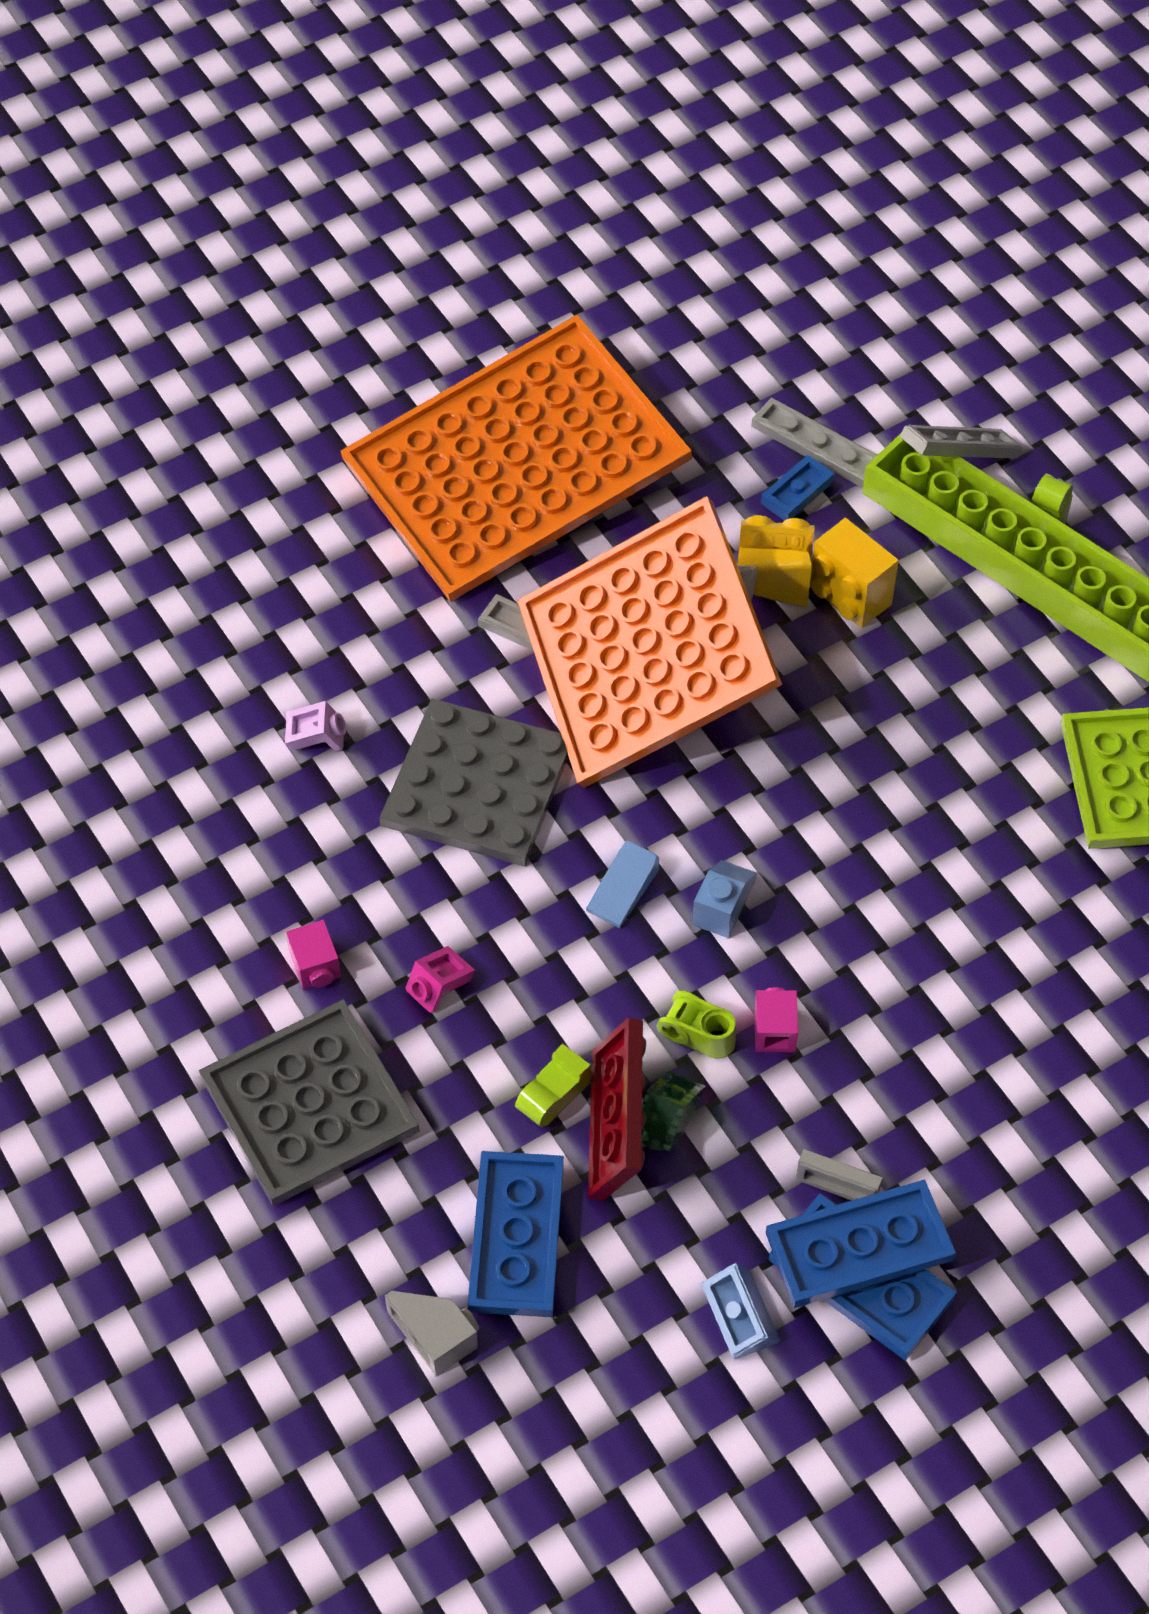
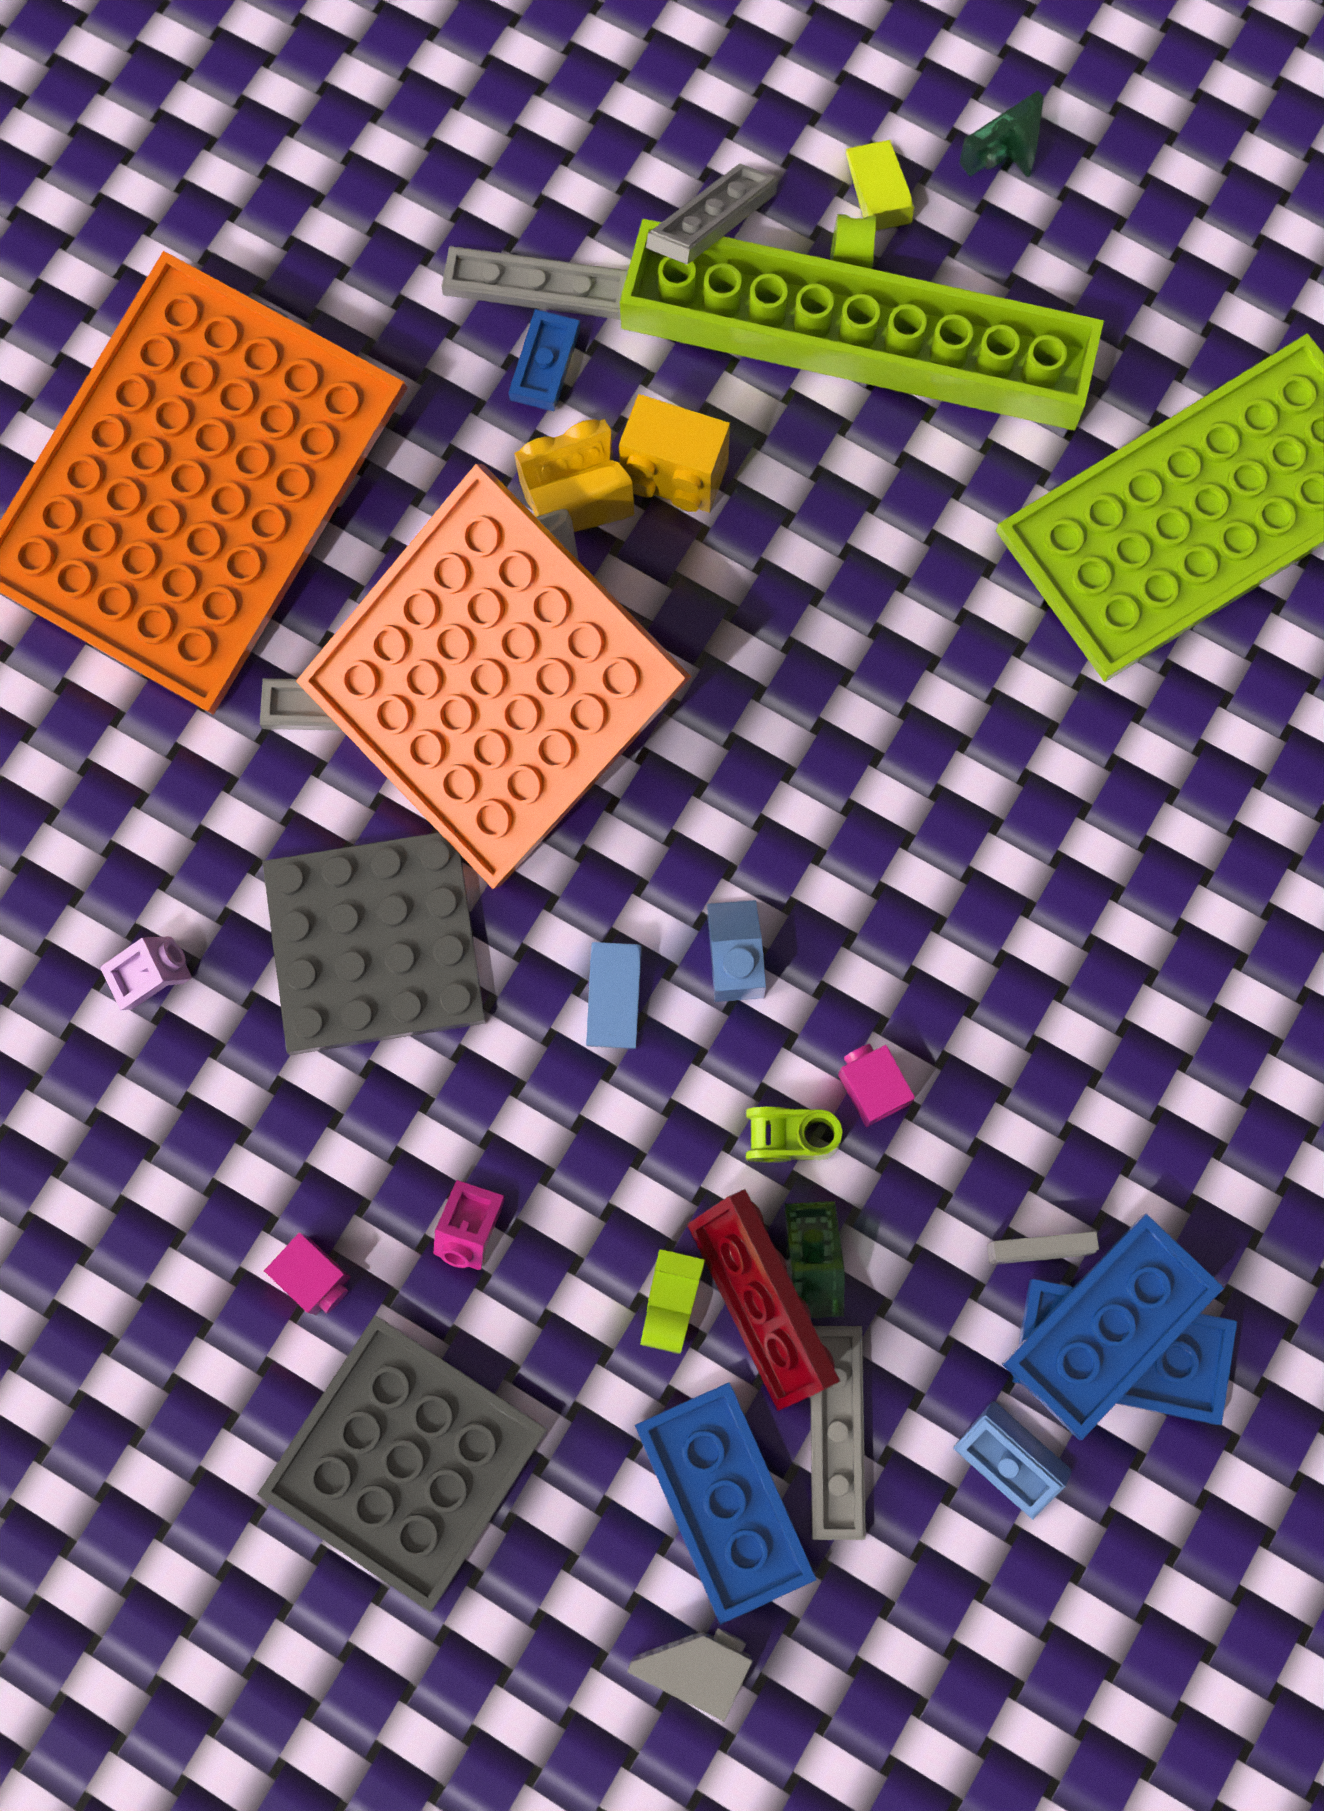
camera: 25 degrees left, 20 degrees up
(621, 1234) = (839, 1441): none -> light grey tile
(1093, 483) = (880, 184): none -> neon yellow slope

